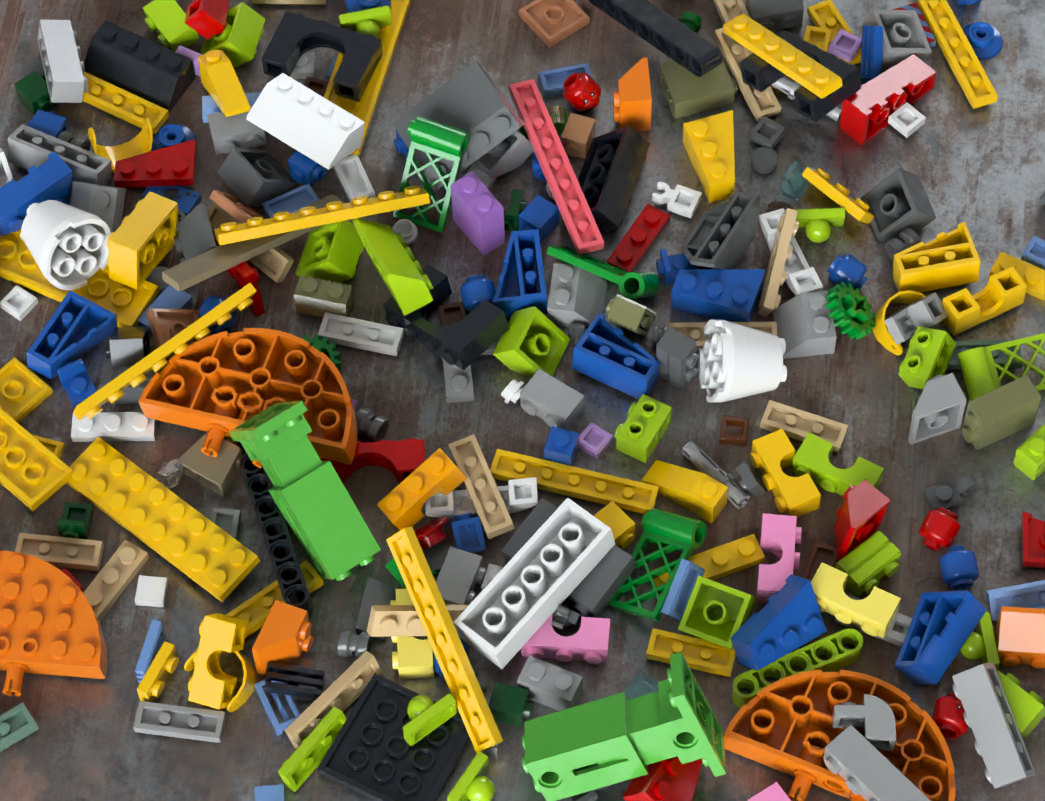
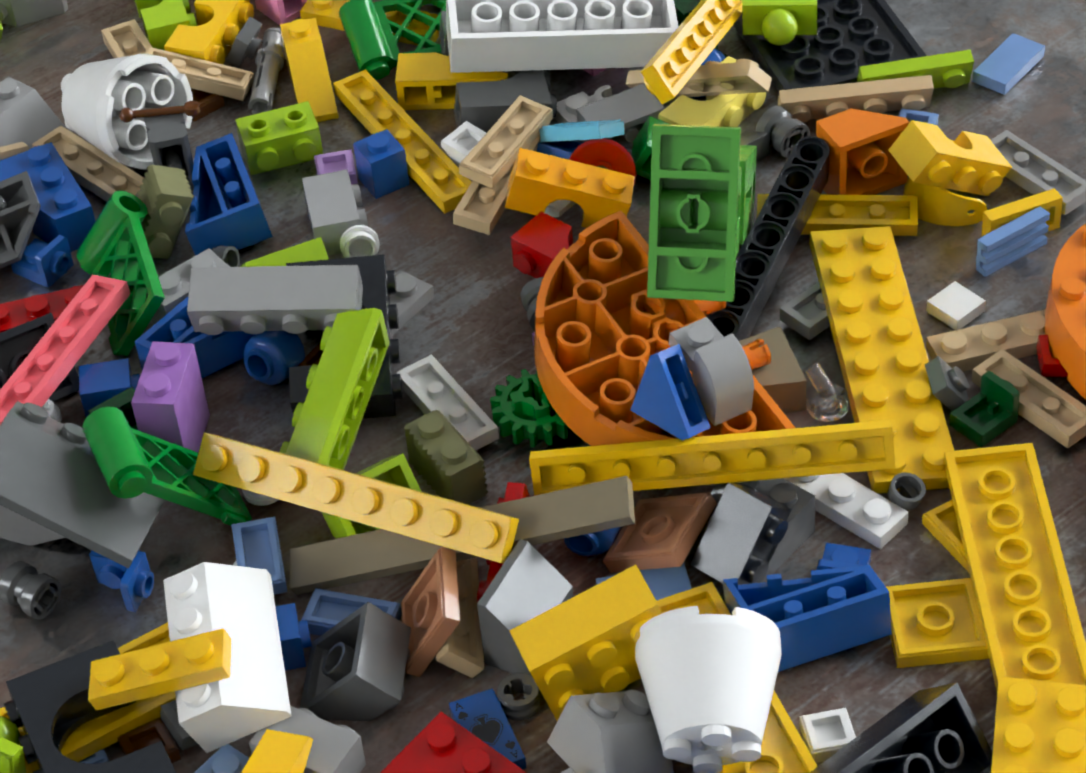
camera: 135 degrees left, 15 degrees down
(80, 440) = (911, 491): none -> dark grey hinge
(108, 523) = (947, 383): none -> dark grey plate
(195, 374) = (717, 368): none -> light grey brick
(199, 346) = (670, 396): none -> blue slope
(308, 76) = (160, 669): none -> yellow plate
(350, 185) = (259, 547): none -> medium blue tile
(453, 531) = (582, 130): none -> medium azure tile
(479, 283) = (271, 297): none -> light grey brick
(491, 496) = (500, 145): none -> tan tile
(674, 361) = (191, 108): none -> reddish brown hinge
(740, 435) = (209, 75): none -> tan tile

